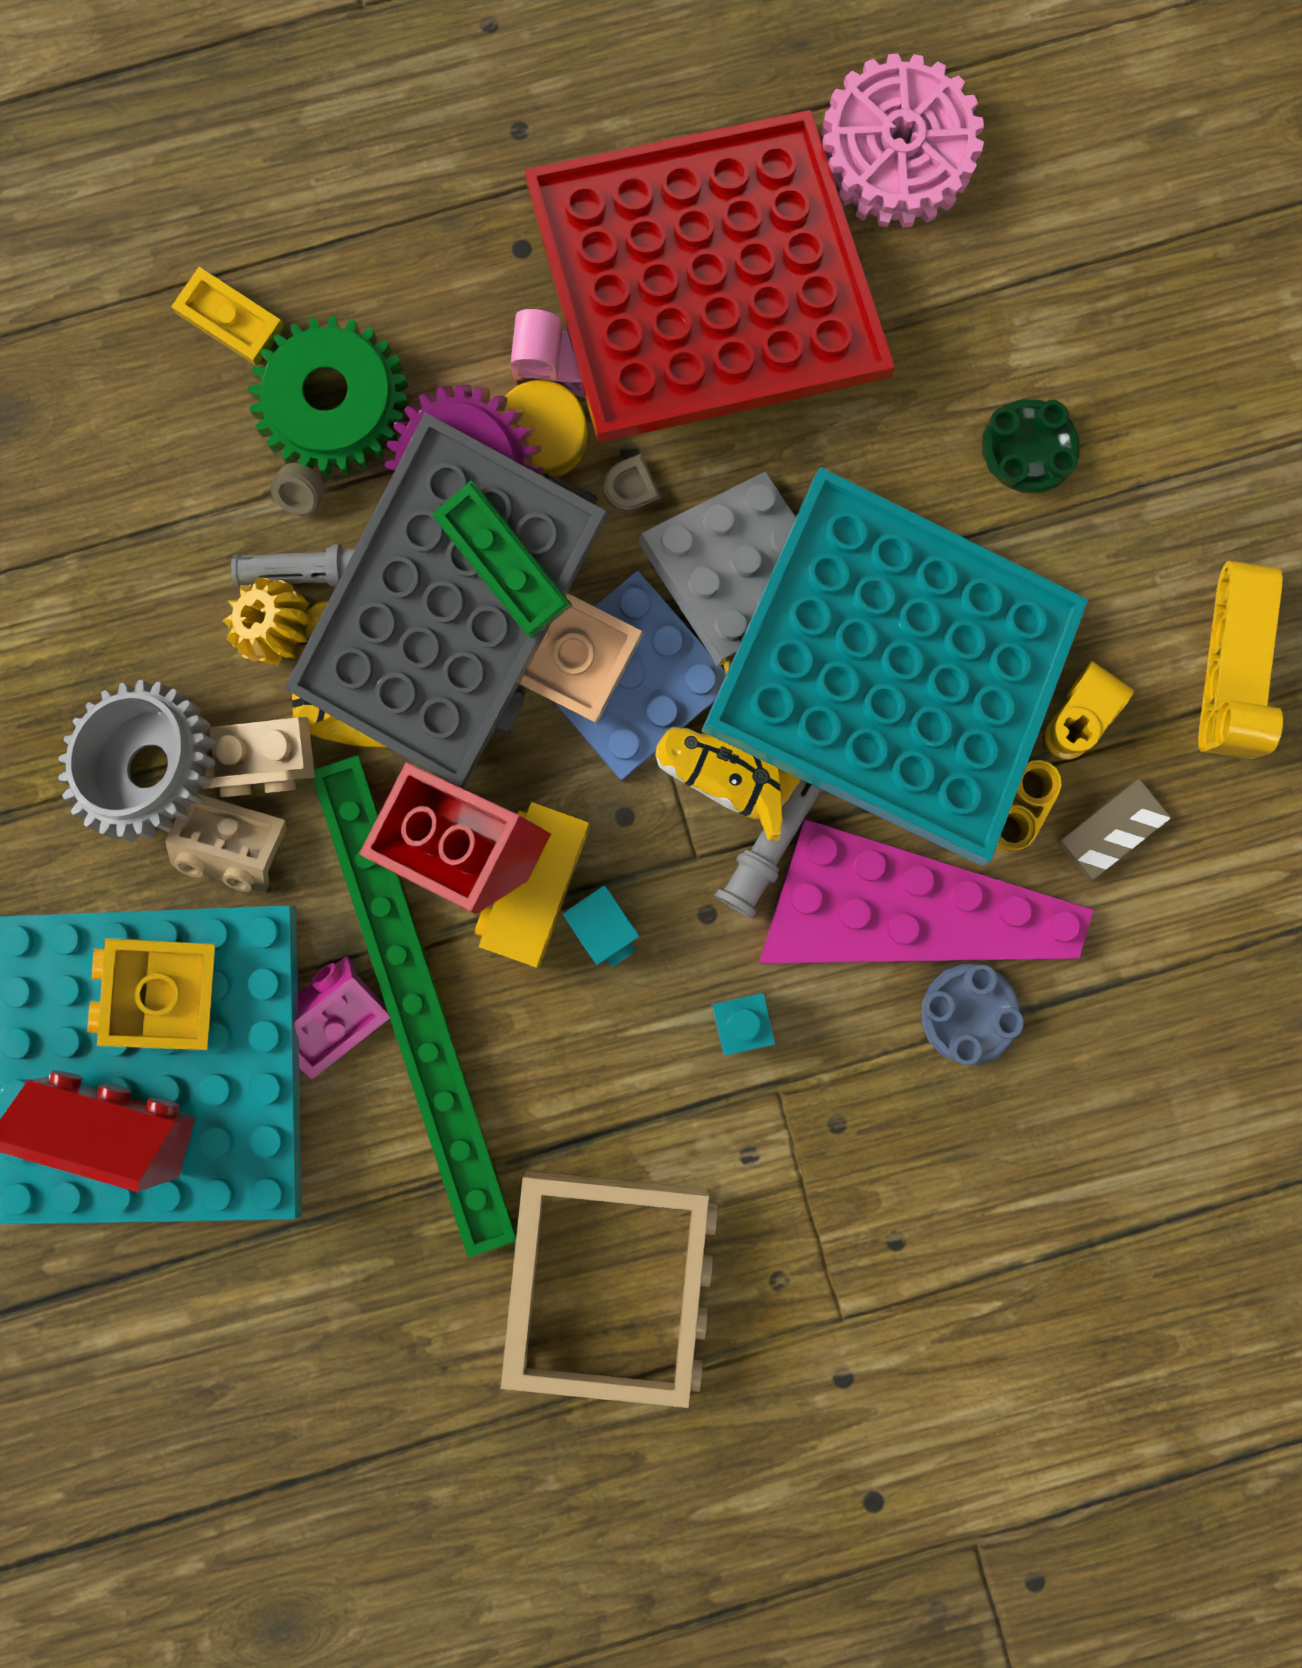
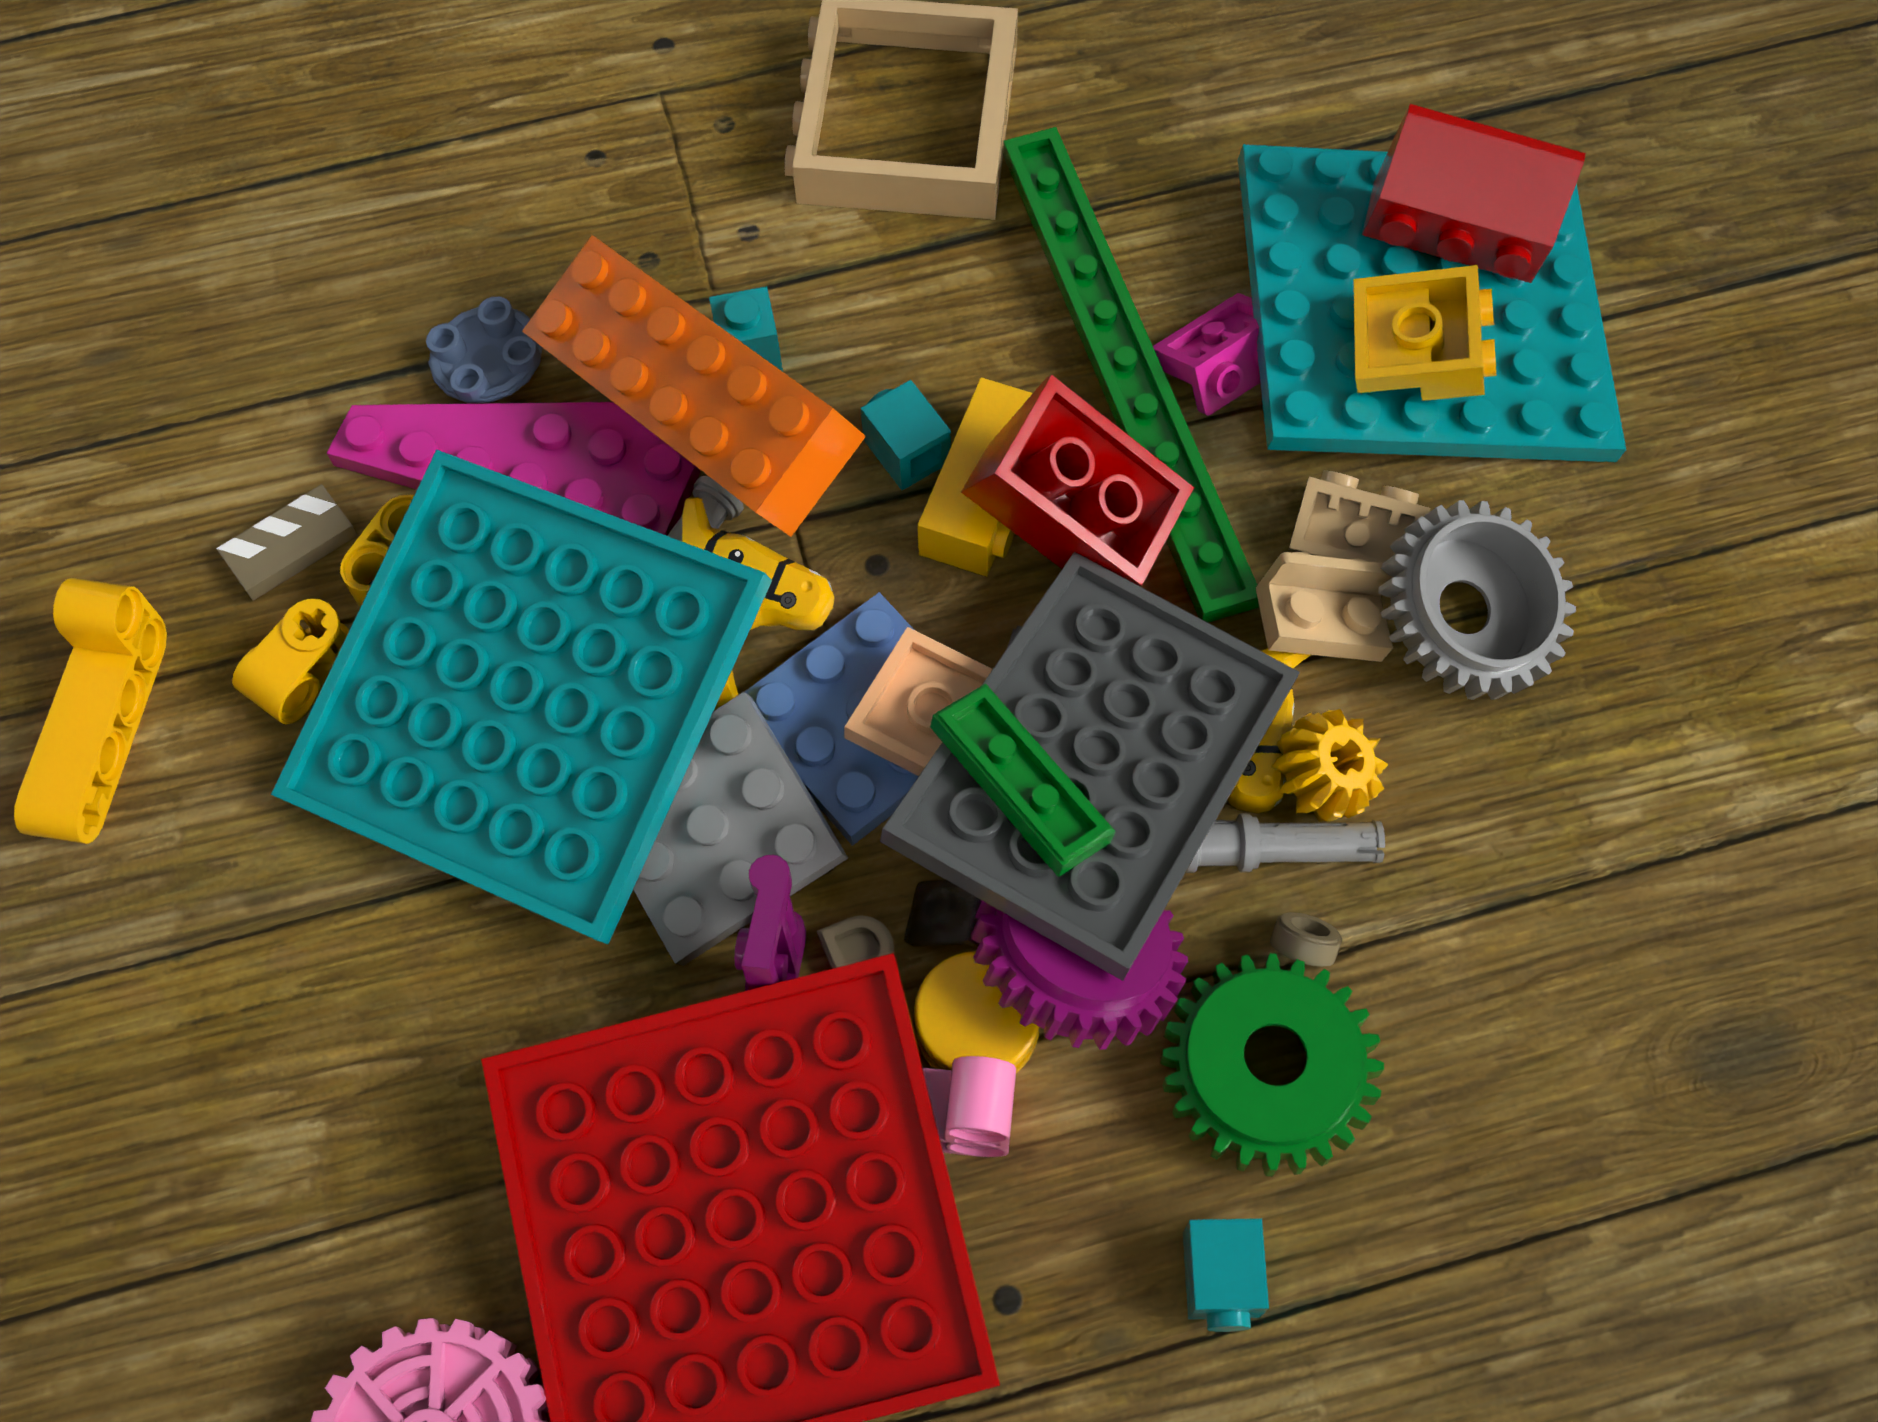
camera: 175 degrees left, 20 degrees down
(227, 316) = (1426, 1185): yellow plate -> none
(370, 255) = (1225, 1272): none -> teal brick
(692, 452) = (777, 934): none -> magenta plate
(784, 941) = (694, 385): none -> orange brick
(1031, 445) = (312, 997): dark green dish -> none

